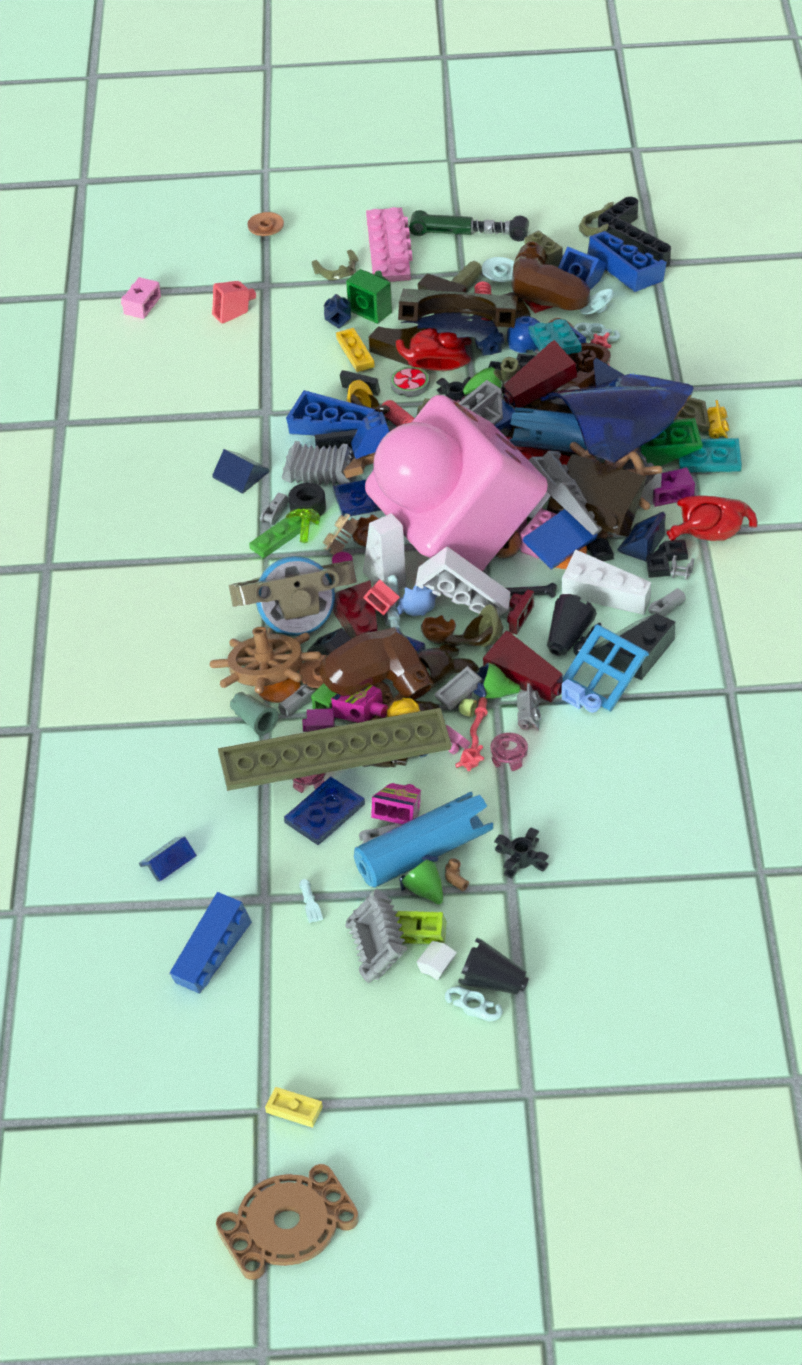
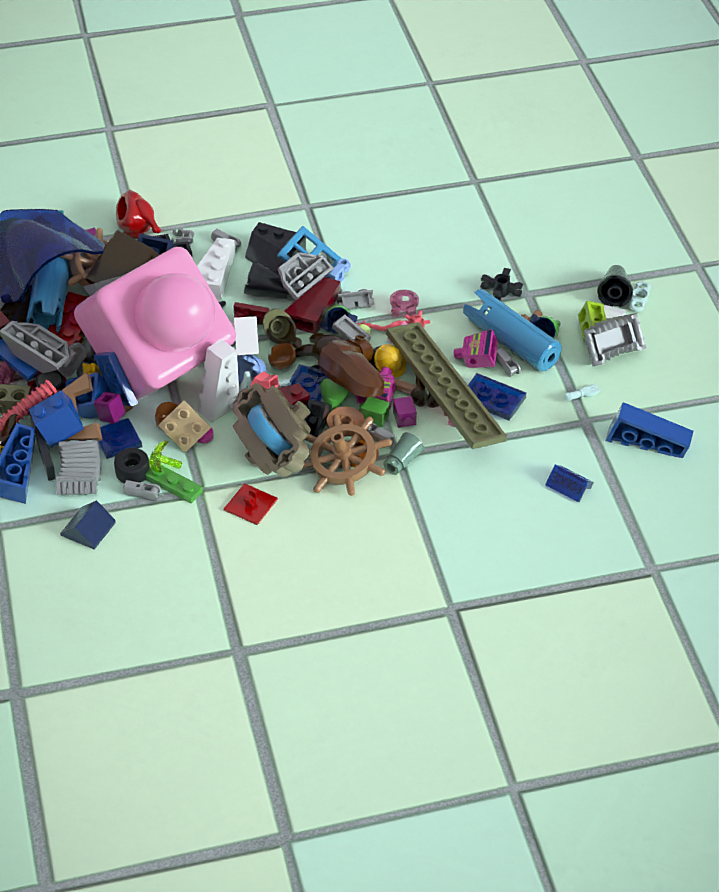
camera: 105 degrees left, 0 degrees up
(220, 592) = (250, 504): none -> red piece
(553, 640) = (303, 273): none -> light grey wedge

